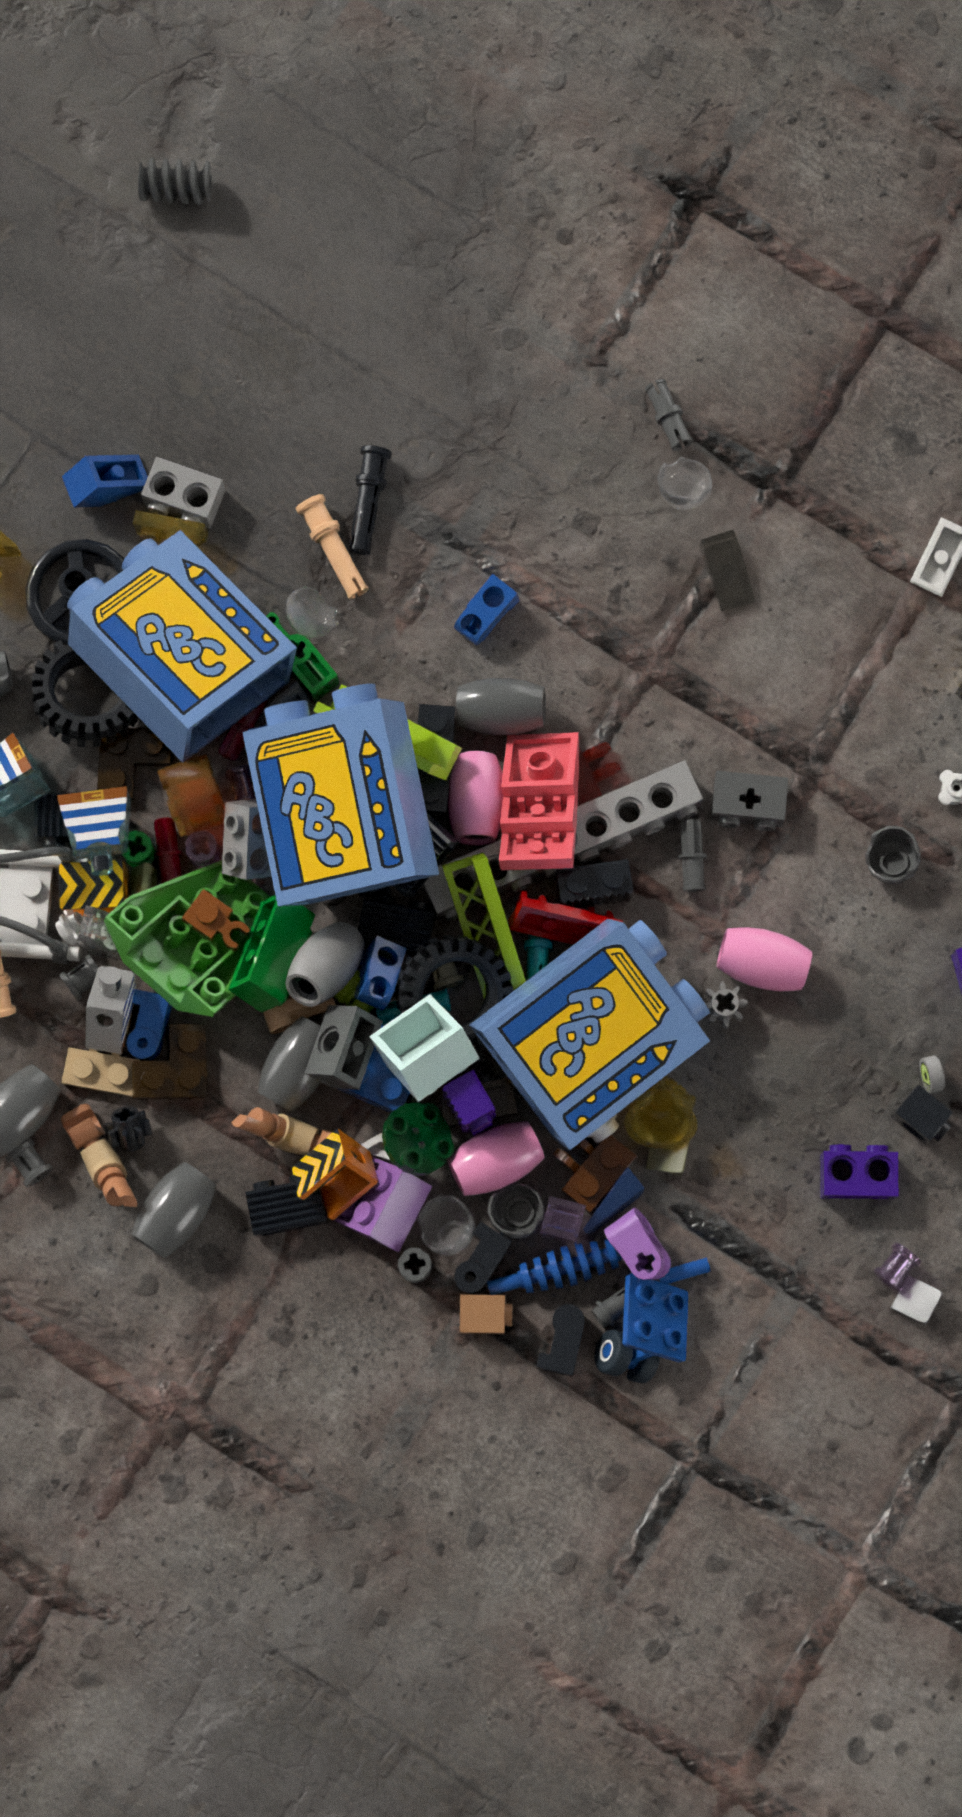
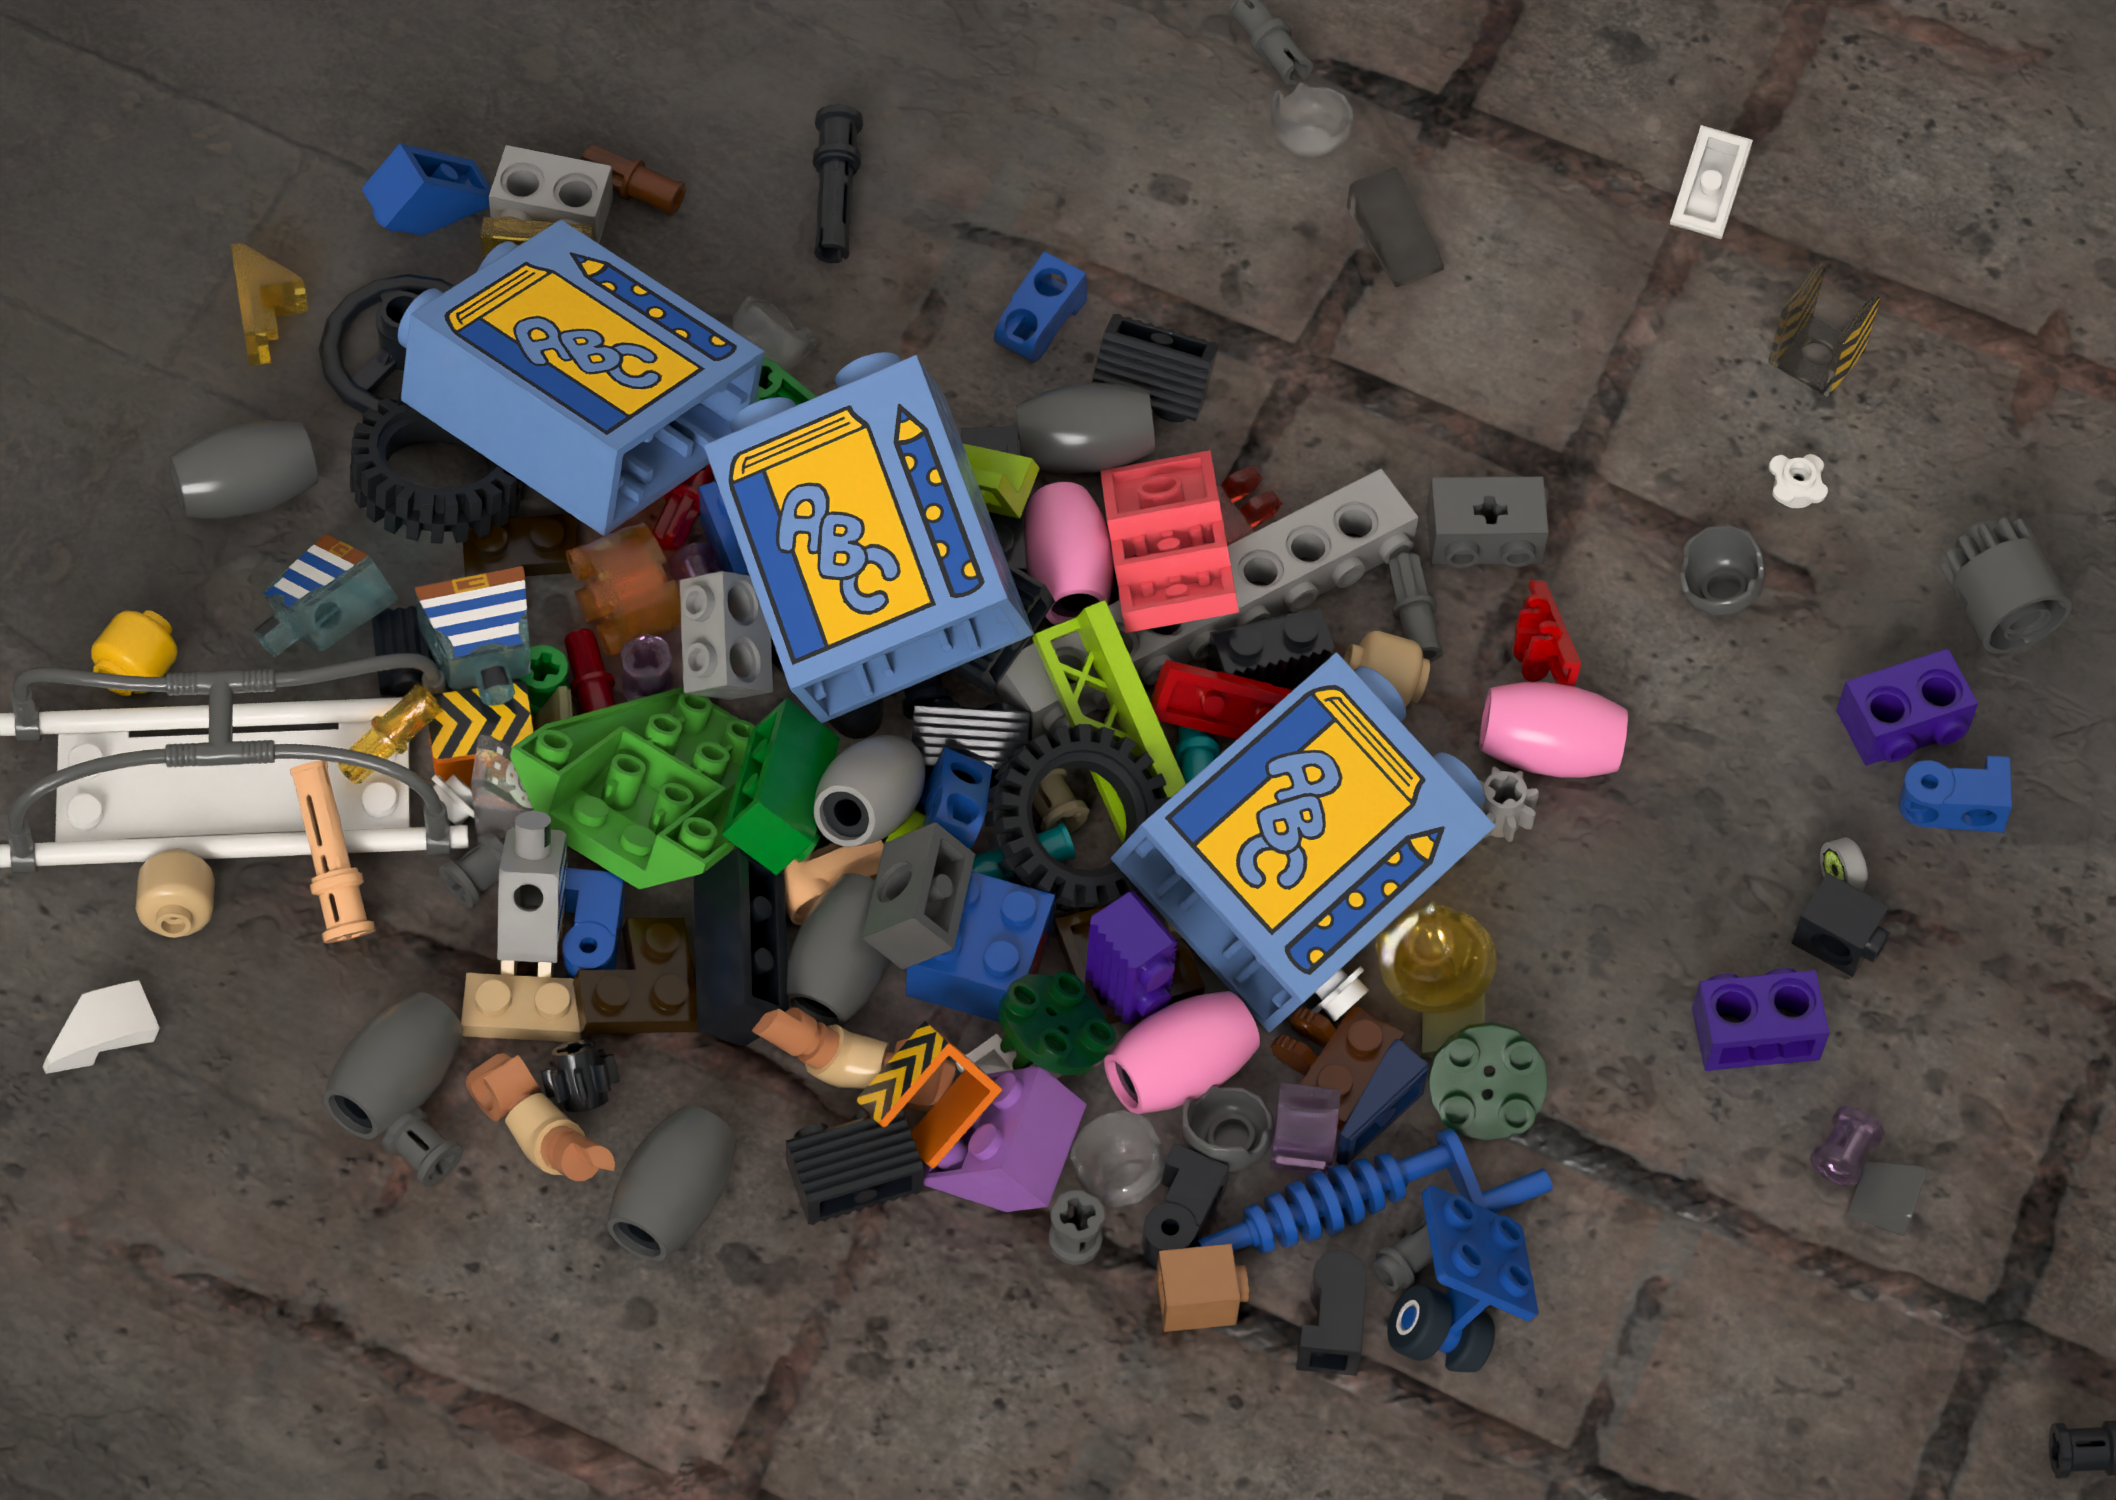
camera: 15 degrees left, 20 degrees down
(35, 887) = (394, 730): none -> clear yellow axle
(211, 917) = (682, 744): dark orange plate -> none
(235, 1058) = (739, 947): none -> black brick
(238, 481) = (638, 181): none -> reddish brown axle
(325, 531) = (778, 231): light nougat pin -> none
(424, 1047) = (1052, 868): light aqua piece -> none
(552, 665) = (1160, 360): none -> black brick
(634, 1241) = (1430, 1139): medium lavender piece -> none
(666, 902) = (1395, 659): none -> tan head
(697, 1203) = (1459, 1079): none -> dark green plate
(770, 901) = (1543, 639): none -> red piece

